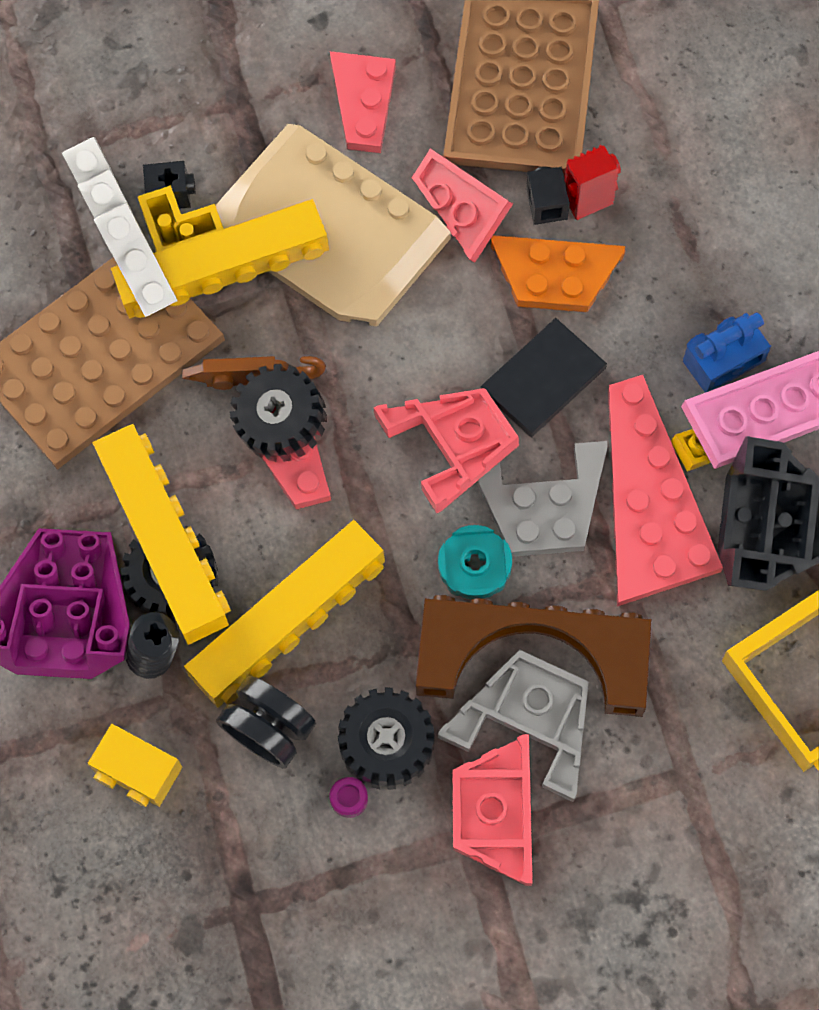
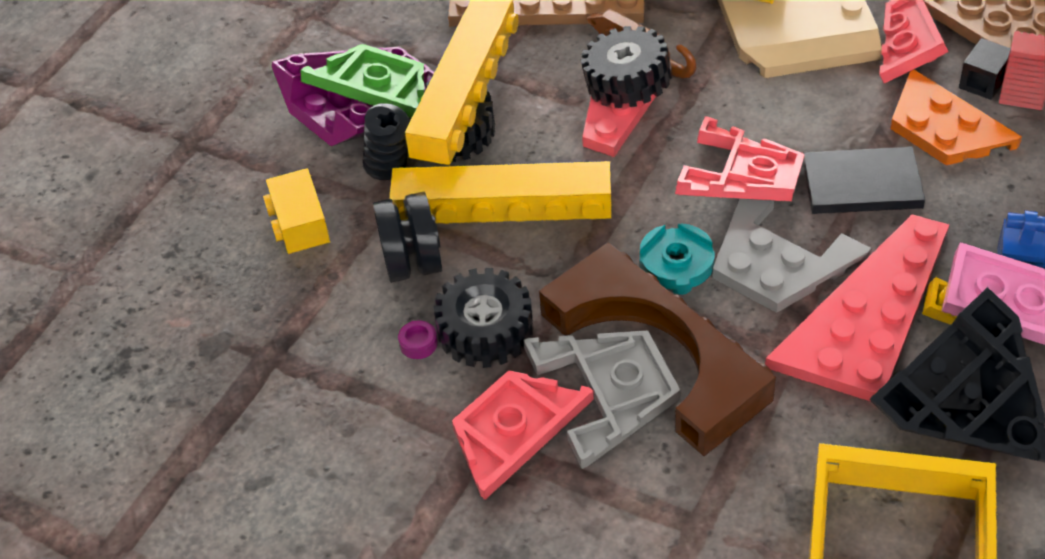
camera: 45 degrees right, 20 degrees down
(84, 593) = (371, 77): none -> bright green wing

